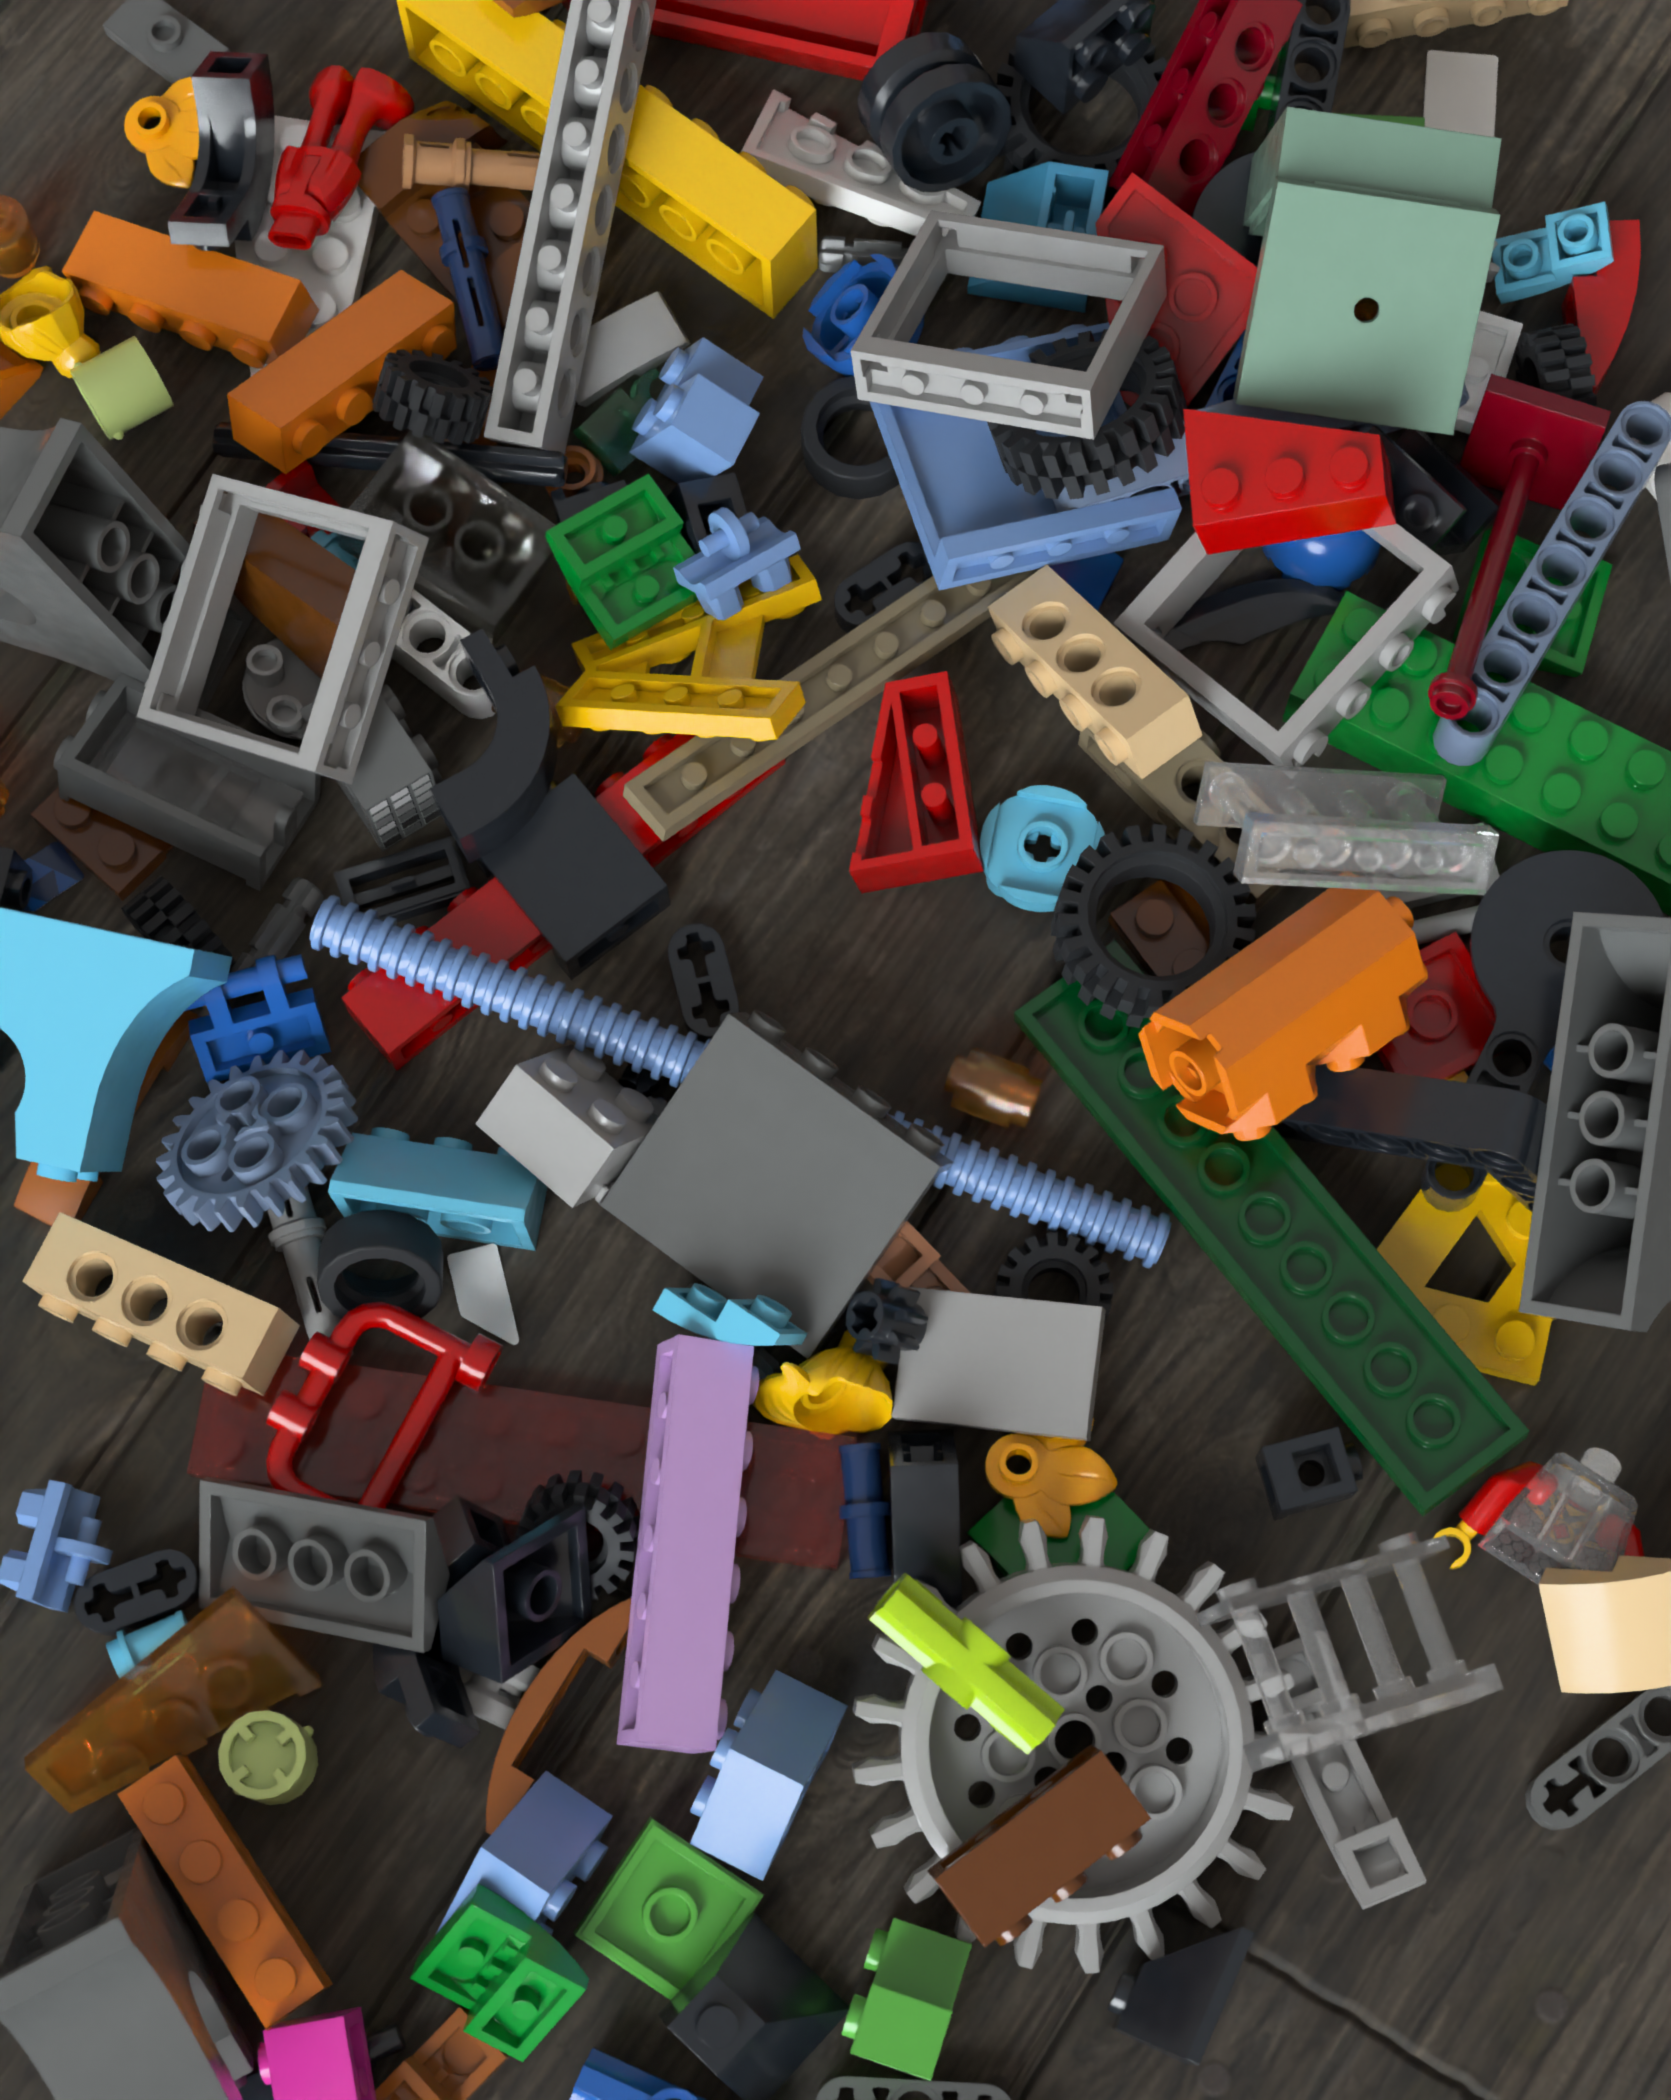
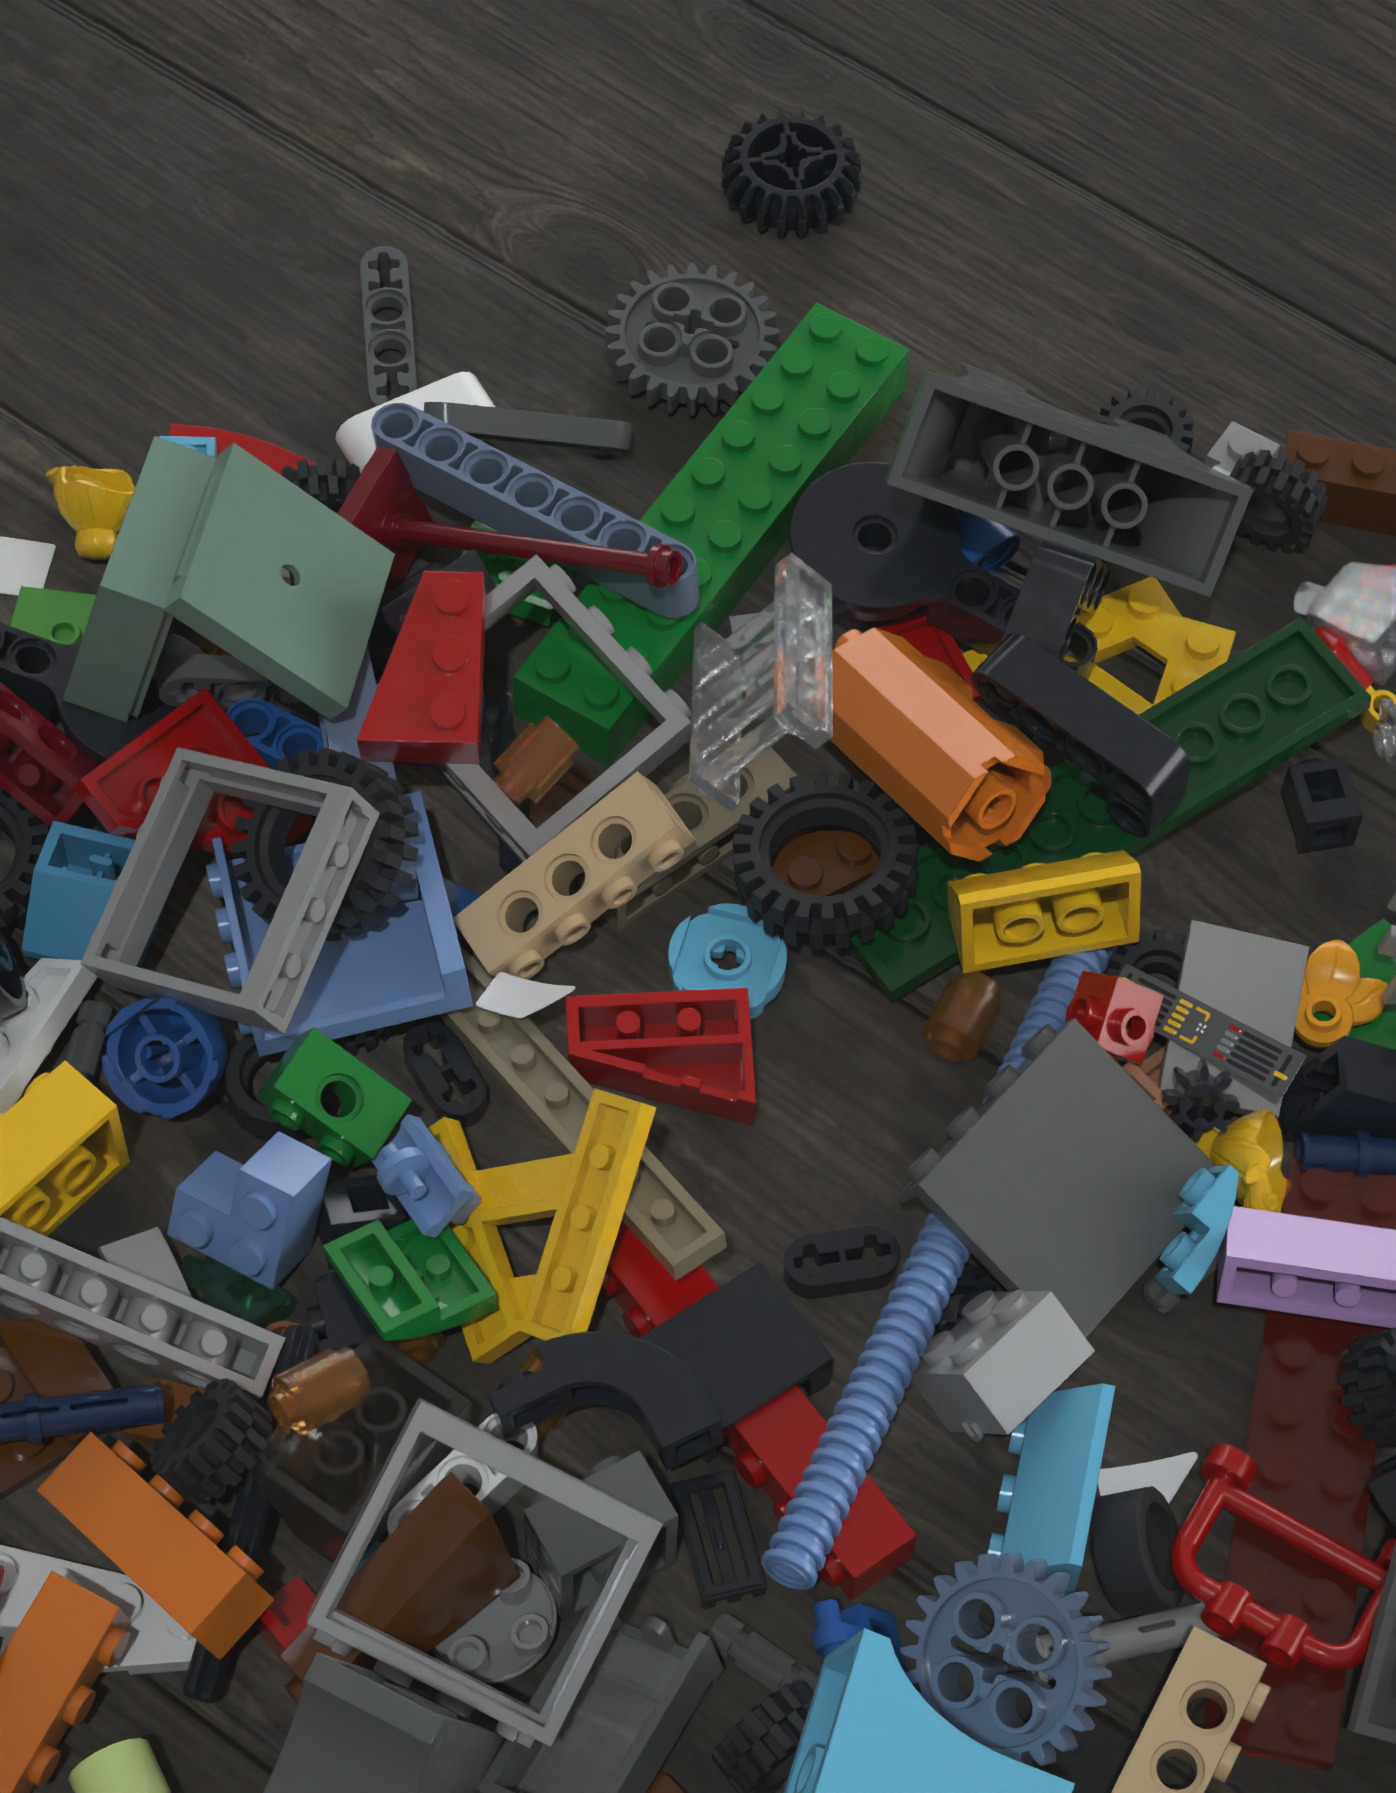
camera: 90 degrees left, 15 degrees down
(477, 476) = (318, 1390): none -> clear orange brick
(845, 447) = (367, 1100): none -> green brick
(957, 634) = (519, 996): none -> white sticker
(968, 1323) = (1220, 1037): none -> dark grey sticker
(974, 1225) = (1116, 1014): none -> red brick
(1101, 1143) = (1045, 910): none -> yellow slope
(1202, 600) = (535, 761): none -> clear orange brick
(1308, 1167) = (1088, 728): none -> black beam
(1544, 164) = (92, 505): none -> yellow hair

